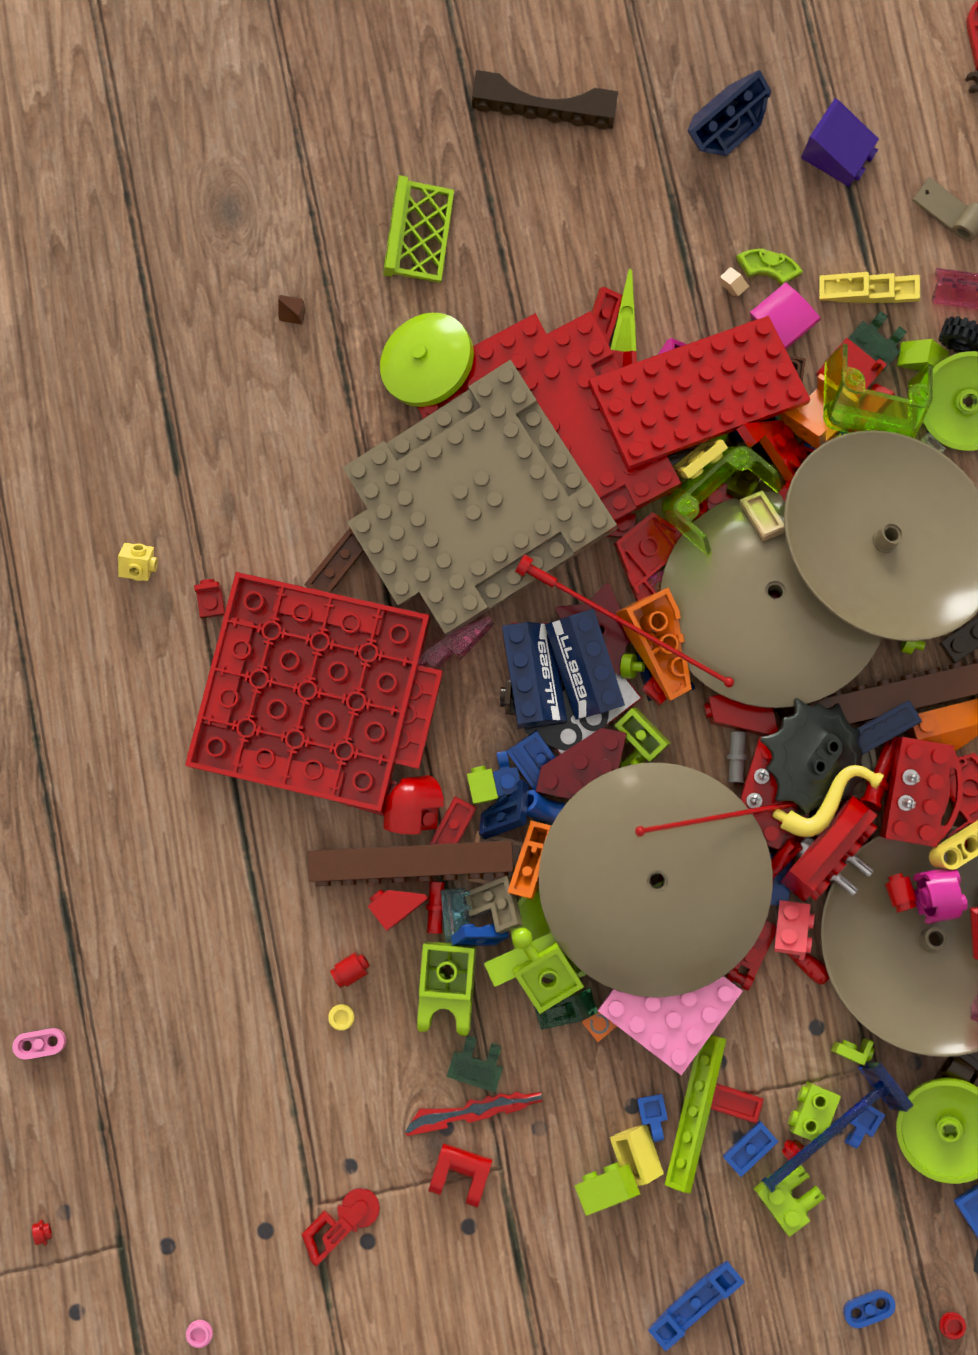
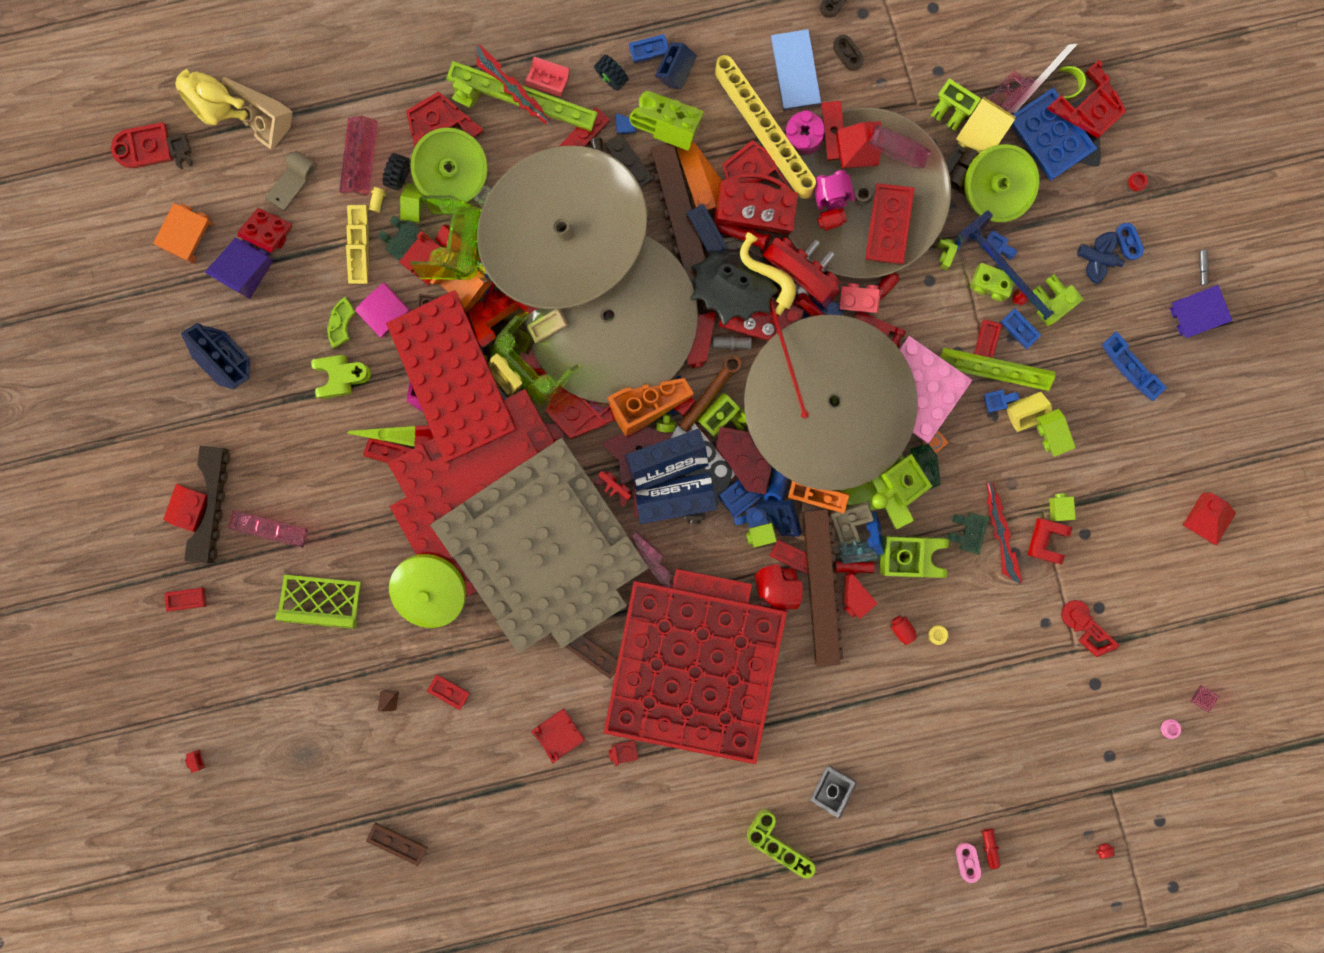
camera: 90 degrees left, 5 degrees up
(55, 1075) = (991, 848): none -> red axle
(76, 798) = (782, 848): none -> lime beam
(112, 315) = (396, 844): none -> reddish brown plate
(136, 562) = (597, 811): light yellow brick -> none
(144, 867) = (834, 791): none -> flat silver slope
(229, 79) = (194, 761): none -> red plate
(236, 517) = (558, 735): none -> red piece
(298, 383) = (448, 692): none -> red plate
(428, 73) = (185, 599): none -> red tile
(505, 1194) = (1062, 508): none -> lime brick
(511, 171) = (268, 528): none -> clear pink slope
(525, 566) = (596, 506): red piece -> none
(540, 75) = (186, 508): none -> red slope
(547, 604) = (609, 480): none -> red piece
(670, 725) = (710, 393): none -> dark orange piece
(701, 262) = (340, 374): none -> lime piece
(733, 282) = (356, 350): tan piece -> none
(848, 1267) = (1100, 256): none -> dark blue plant
(886, 77) = (182, 231): none -> orange panel
(887, 176) = (265, 230): none -> red plate
(894, 971) = (889, 223): none -> red tile
(926, 313) = (376, 199): none -> light yellow pin

